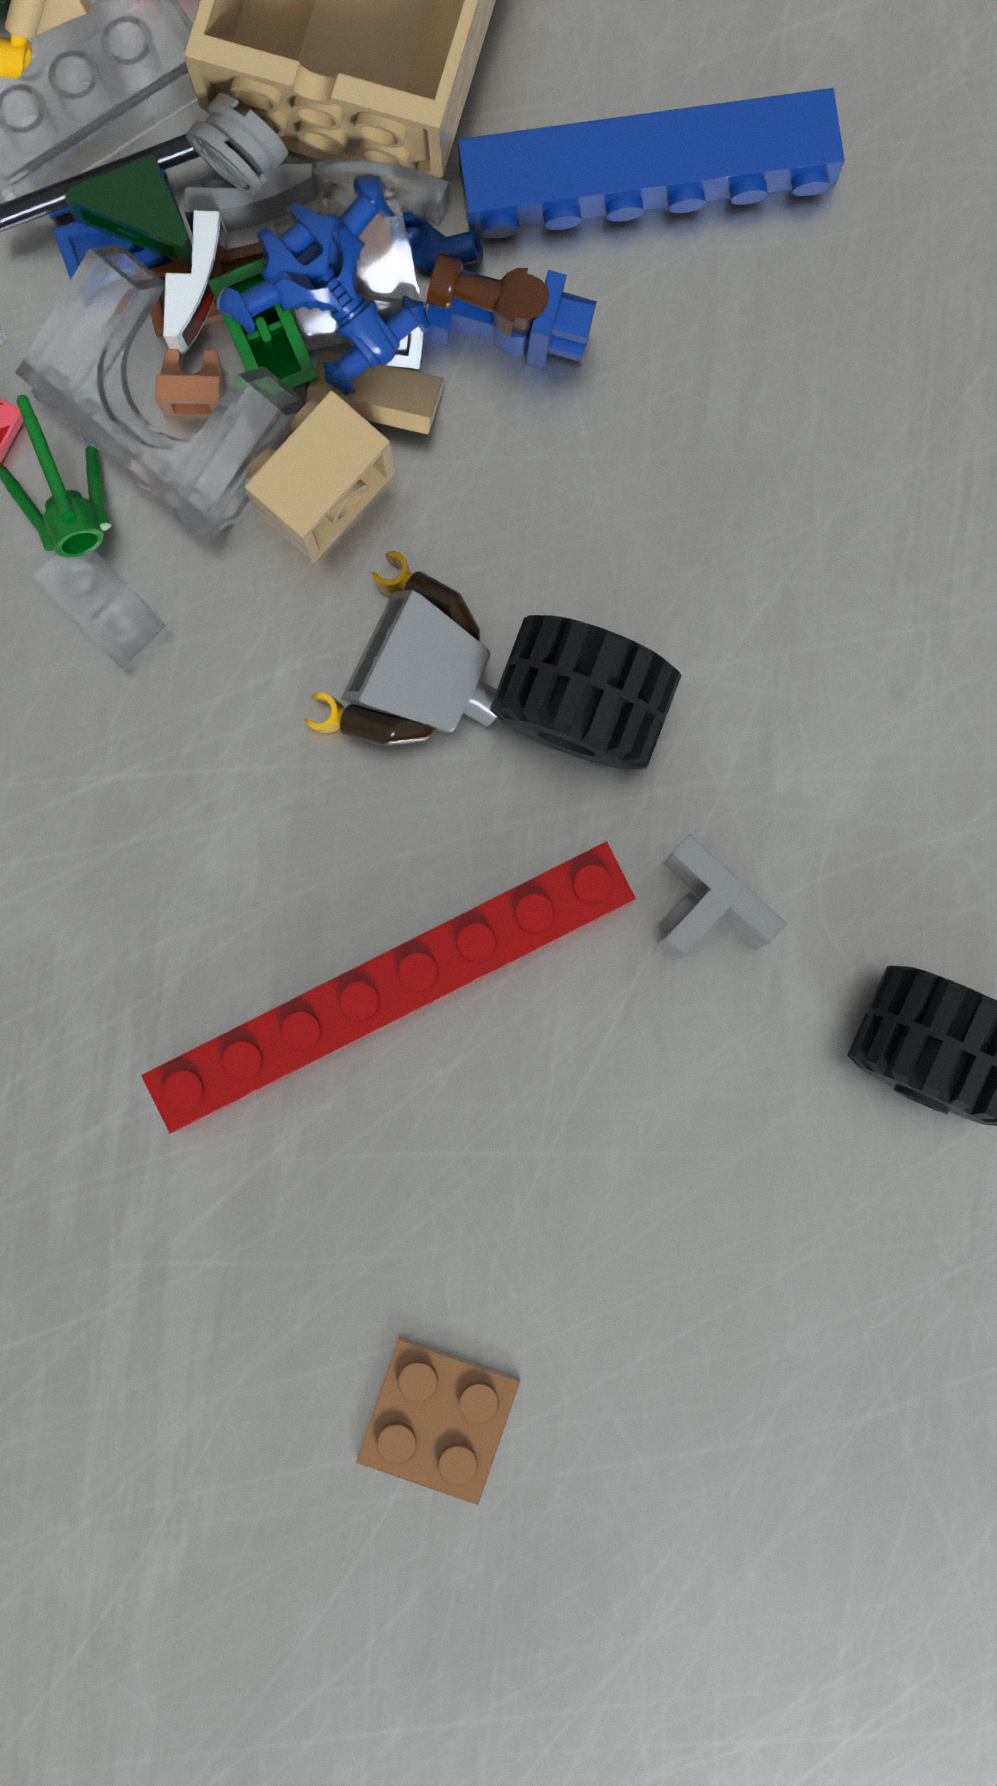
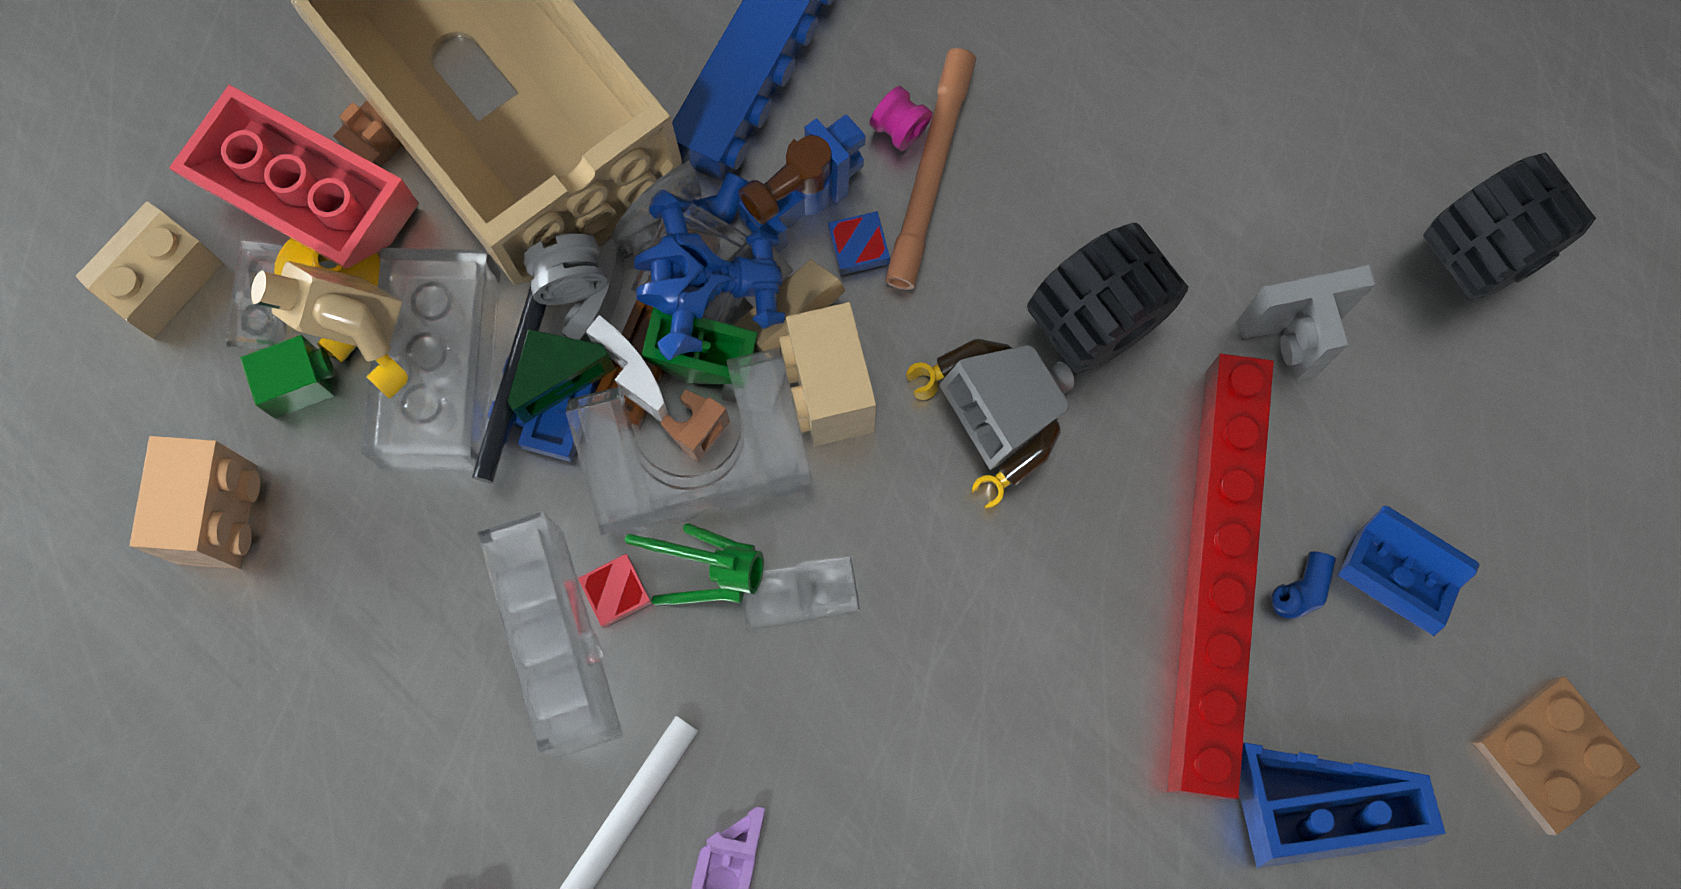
camera: 55 degrees left, 10 degrees down
(225, 1226) = (1330, 809): none -> blue wedge
(434, 1085) = (1307, 593): none -> blue arm
(494, 413) = (859, 243): none -> blue tile
(519, 1165) = (1407, 569): none -> blue bracket
(655, 362) = (900, 118): none -> dark pink wheel
(721, 396) = (910, 243): none -> nougat piece

